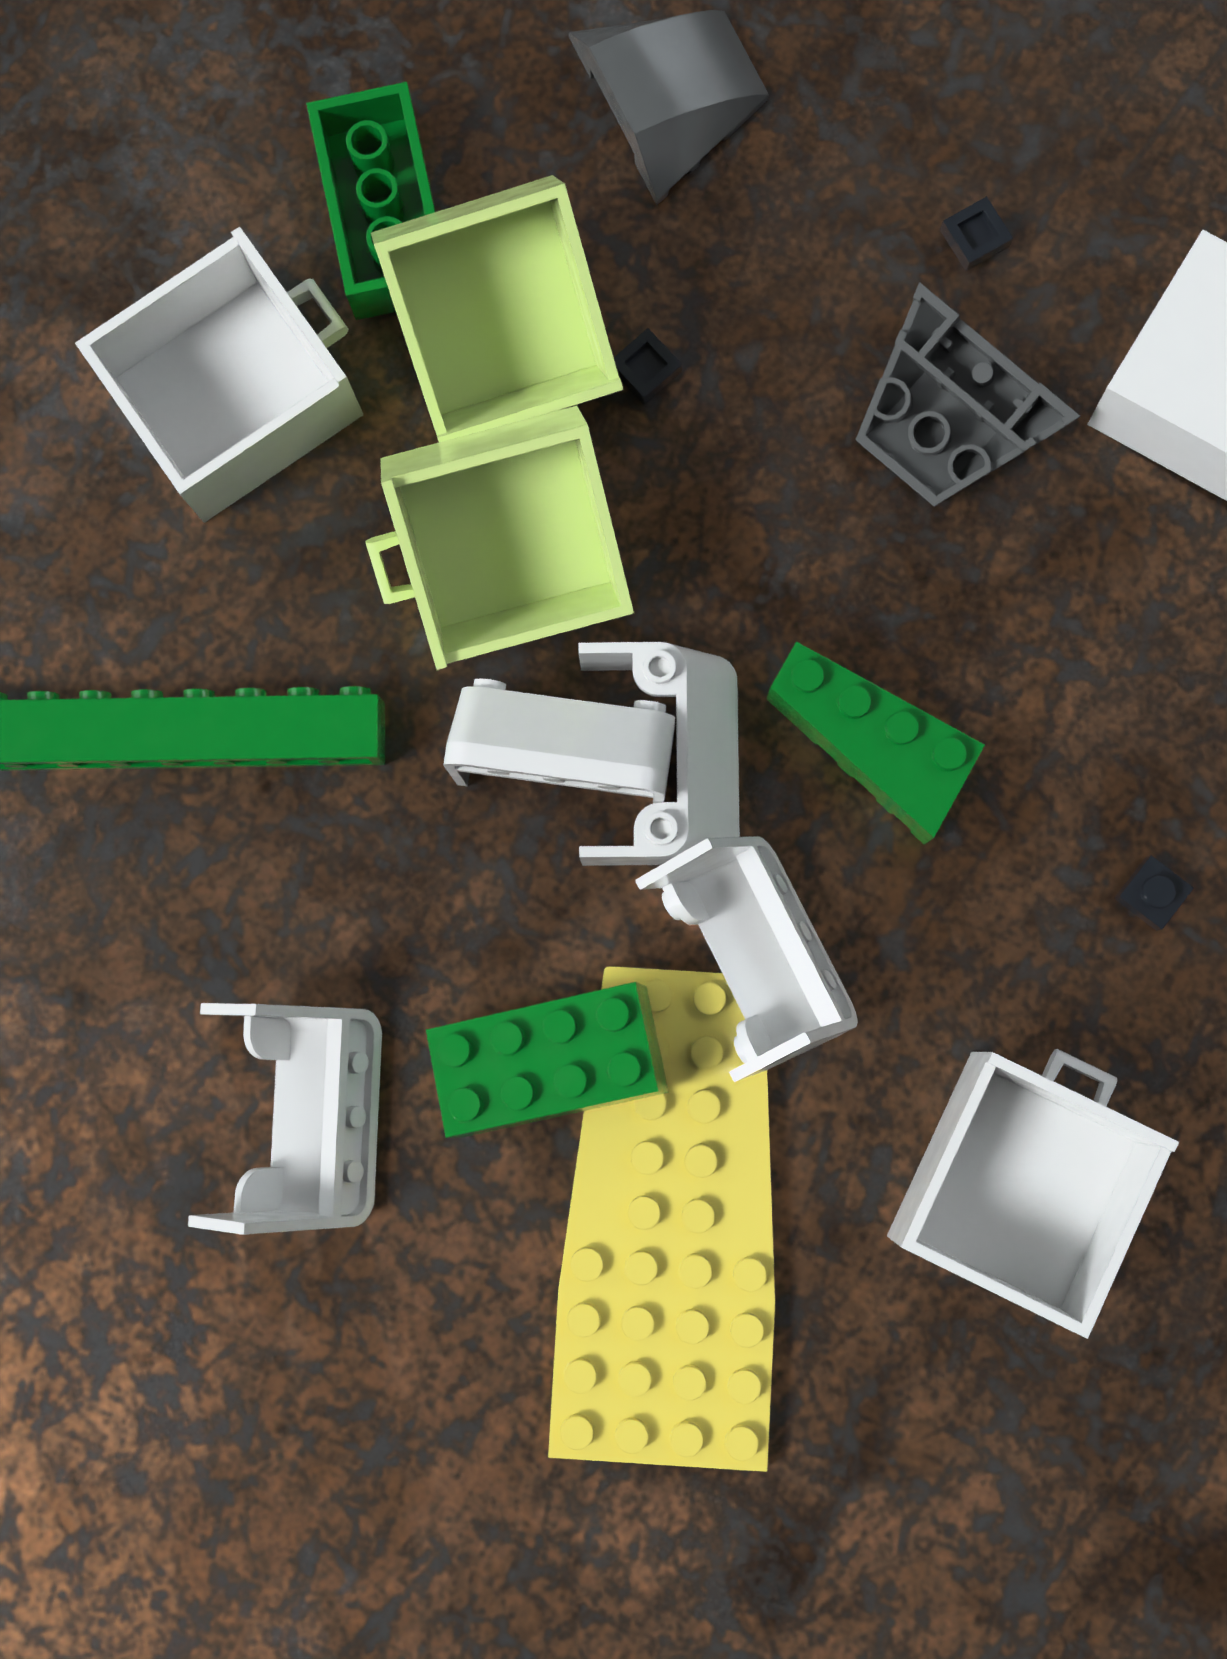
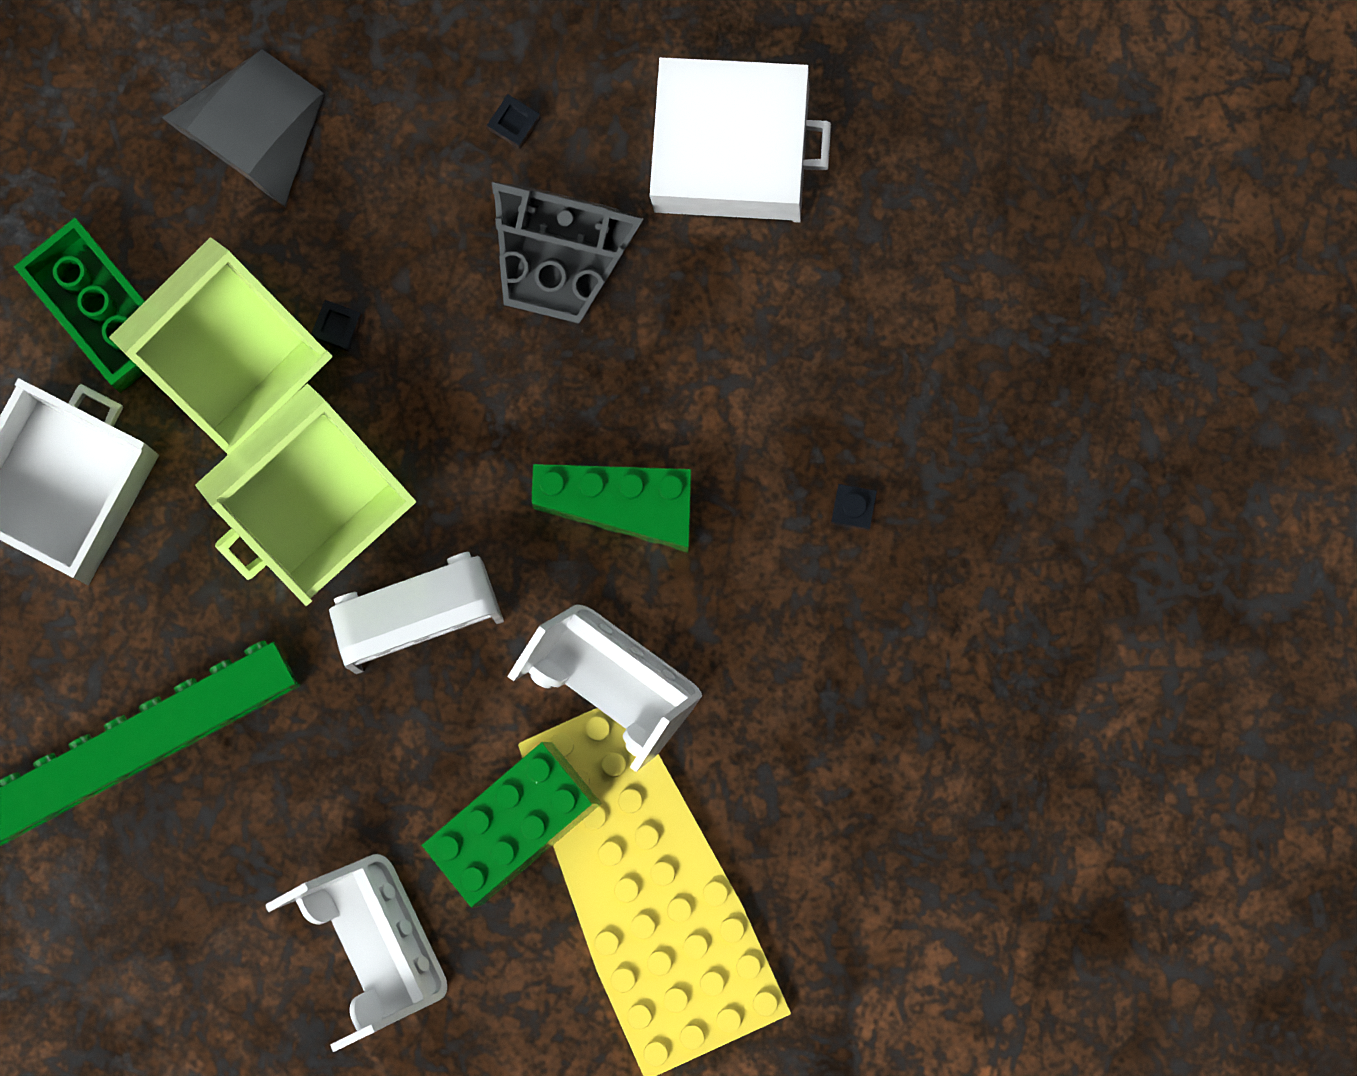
camera: 35 degrees left, 0 degrees up
(705, 748) = (509, 565): white windscreen -> none
(1032, 1187) = (864, 740): white container -> none

